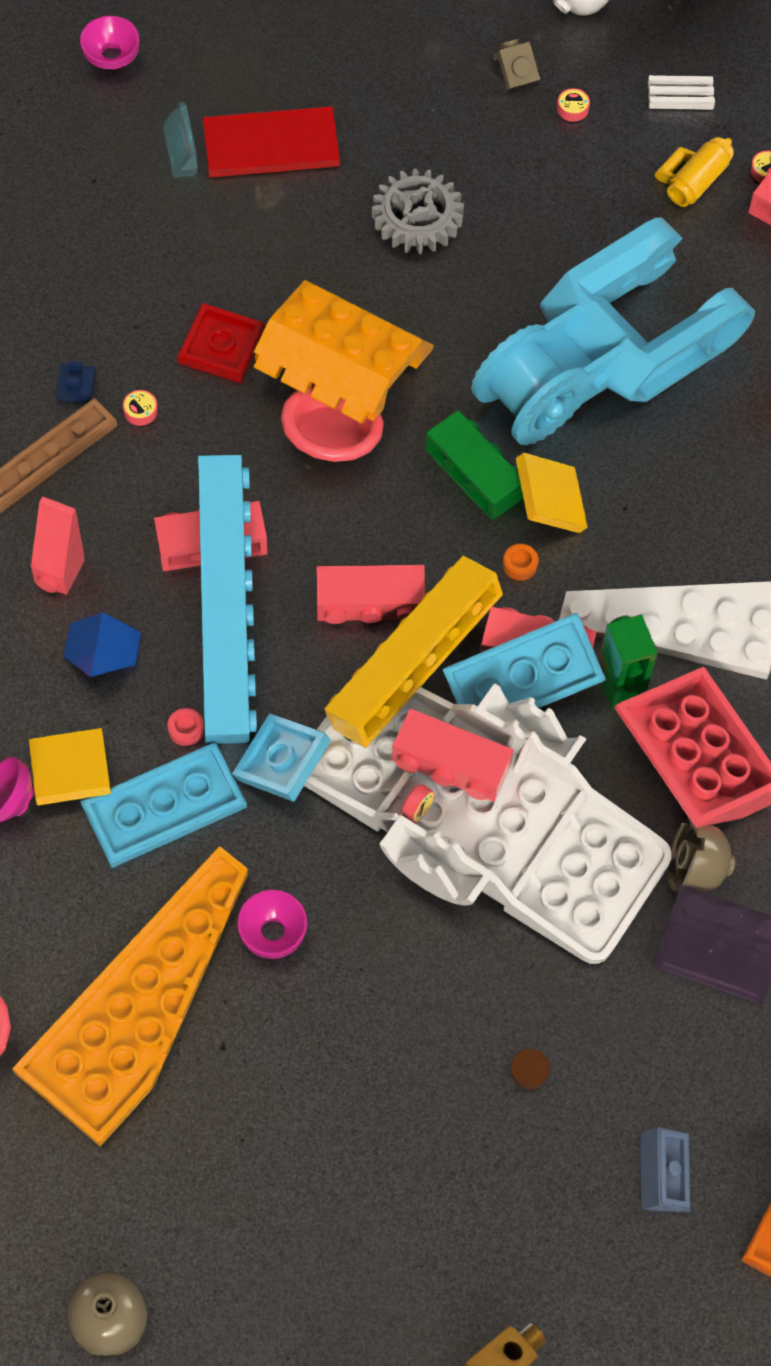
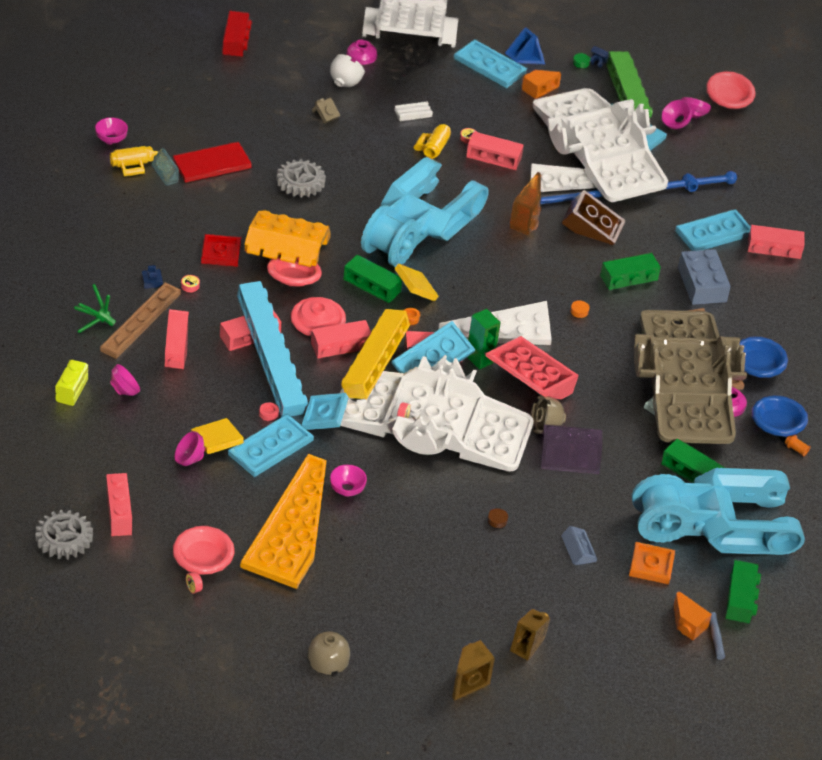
camera: 20 degrees left, 20 degrees down
(102, 644) = (211, 382): blue slope -> none
(128, 107) = (132, 156): none -> yellow piece
(347, 527) = (316, 313): none -> coral piece
(451, 756) = (412, 389): coral brick -> none
(573, 104) = (361, 124): tile -> none

